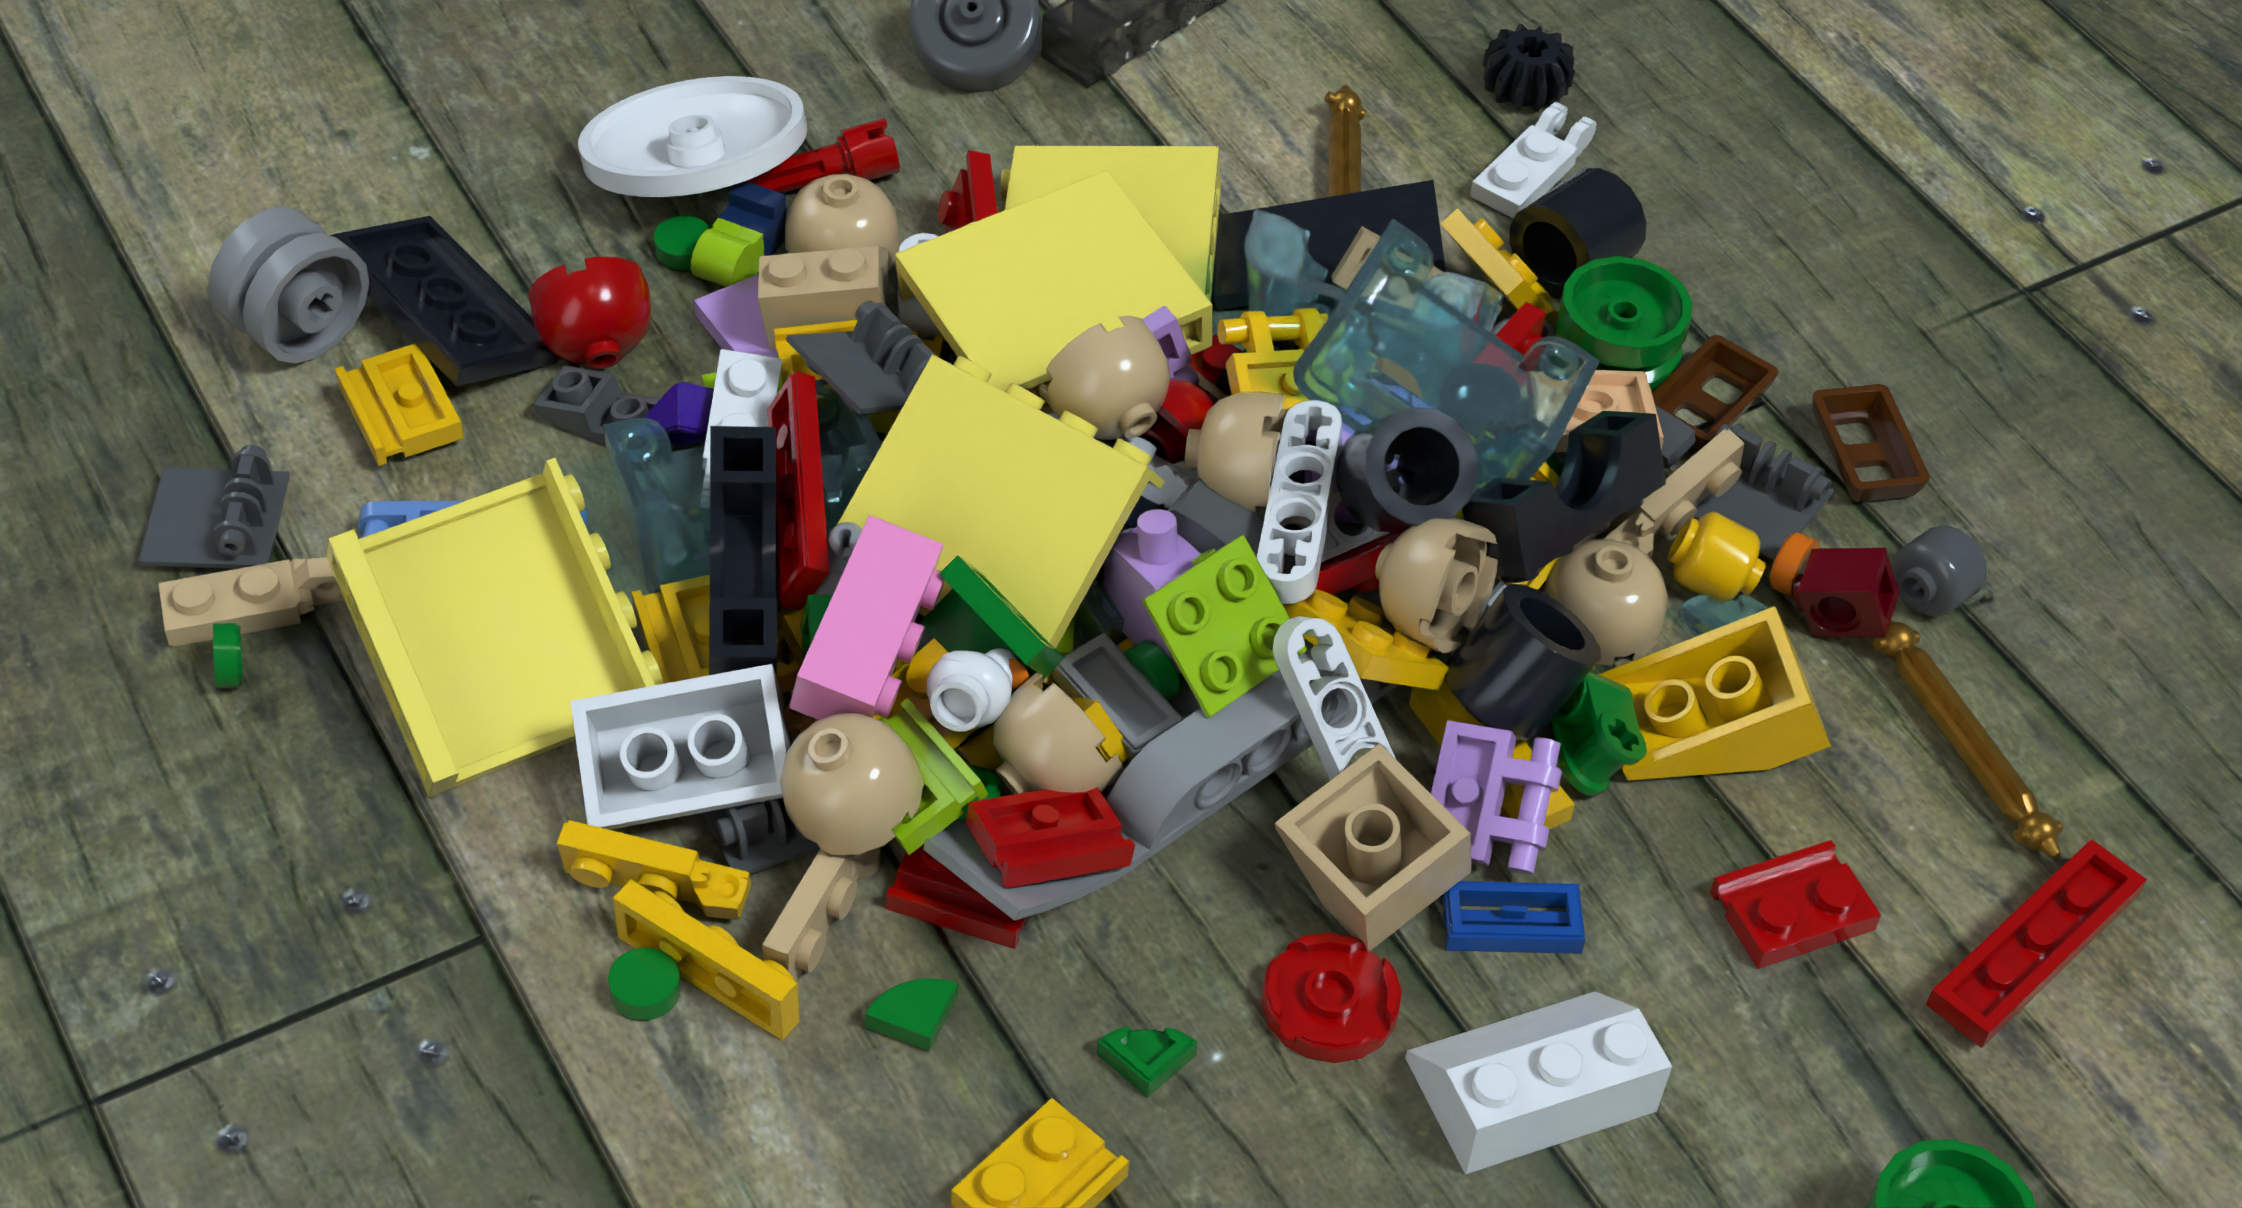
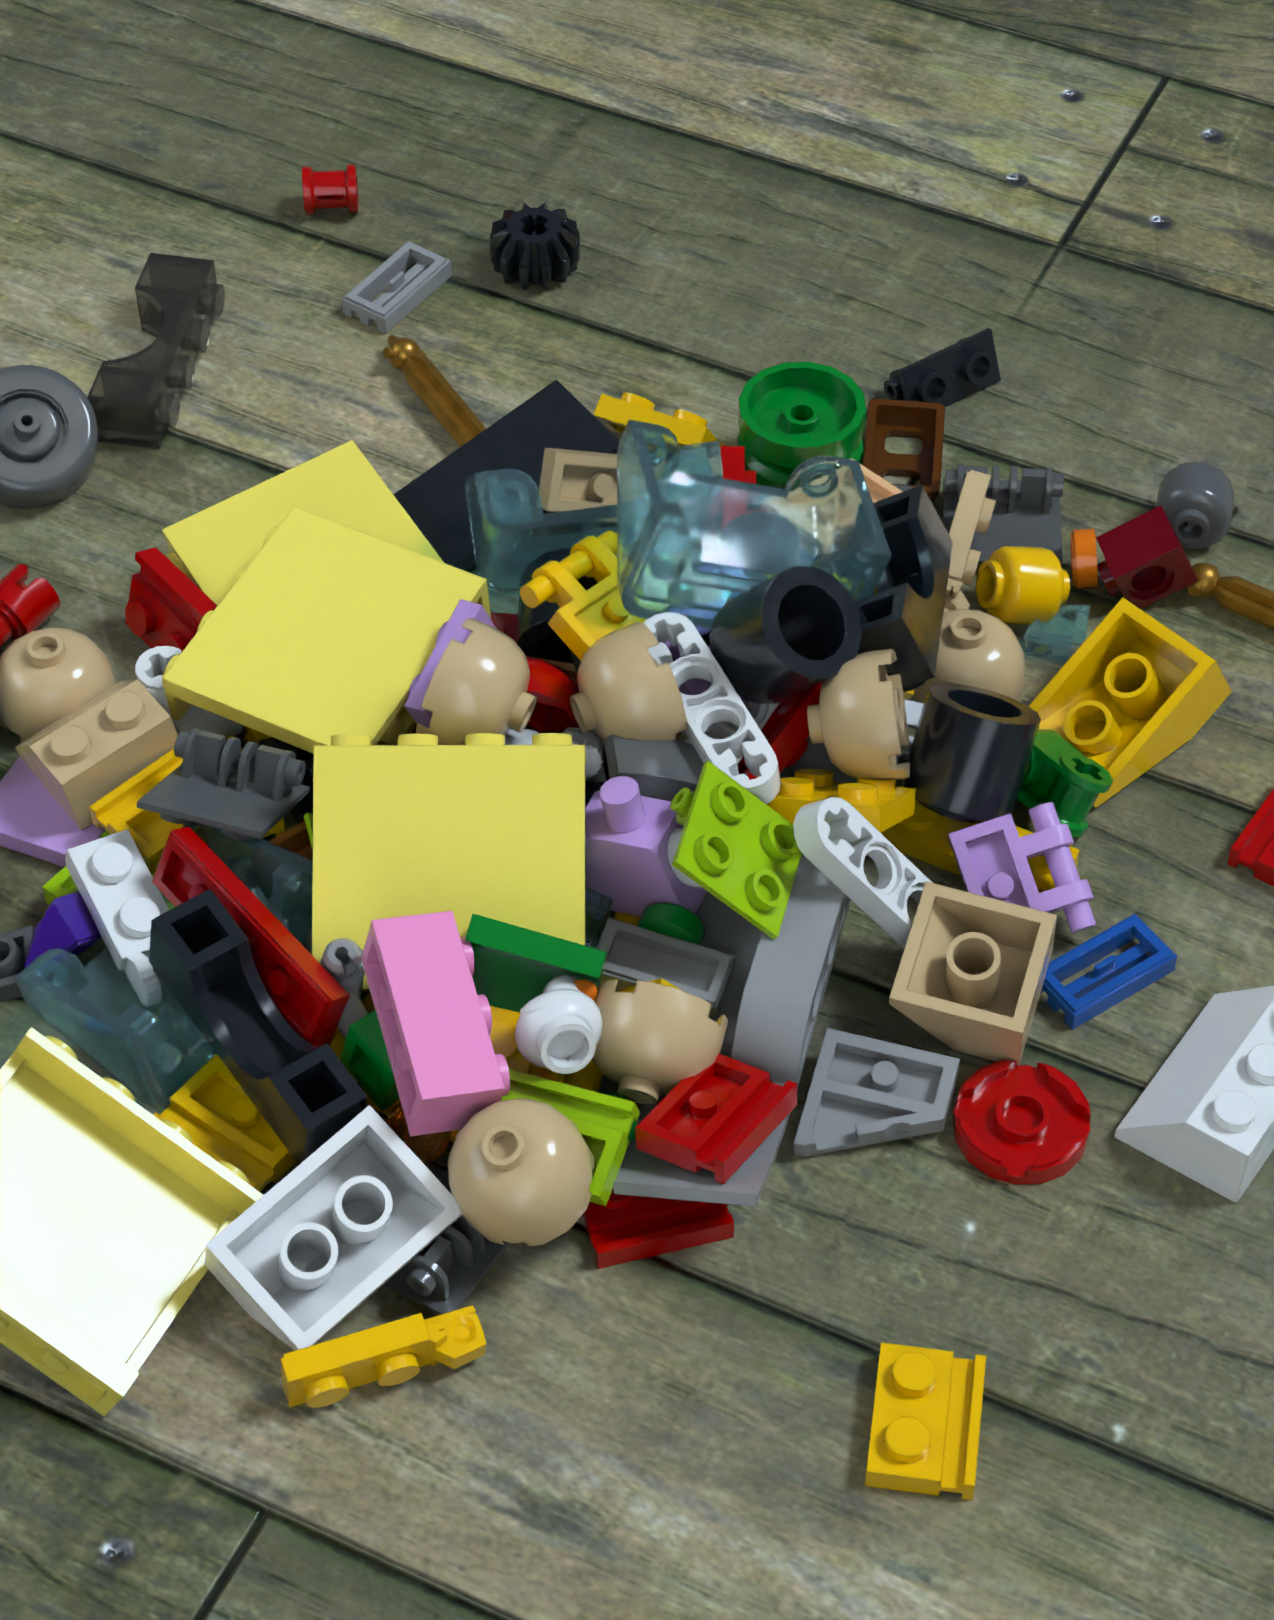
camera: 30 degrees left, 0 degrees up
(644, 983) = (451, 1461): green tile -> none
(709, 958) = (494, 1404): yellow plate -> none
(820, 897) = (560, 1339): tan plate -> none
(913, 1011) = (702, 1341): green tile -> none
(1146, 1056) = (918, 1260): green tile -> none
(1217, 900) = (873, 1094): none -> light grey wing
(1388, 49) = (404, 290): none -> light grey tile
(1532, 162) = (600, 330): white hinge -> none
(1575, 223) = (701, 362): black piece -> none
(1810, 347) = (948, 373): none -> black hinge
(1892, 445) = (1069, 425): reddish brown piece -> none

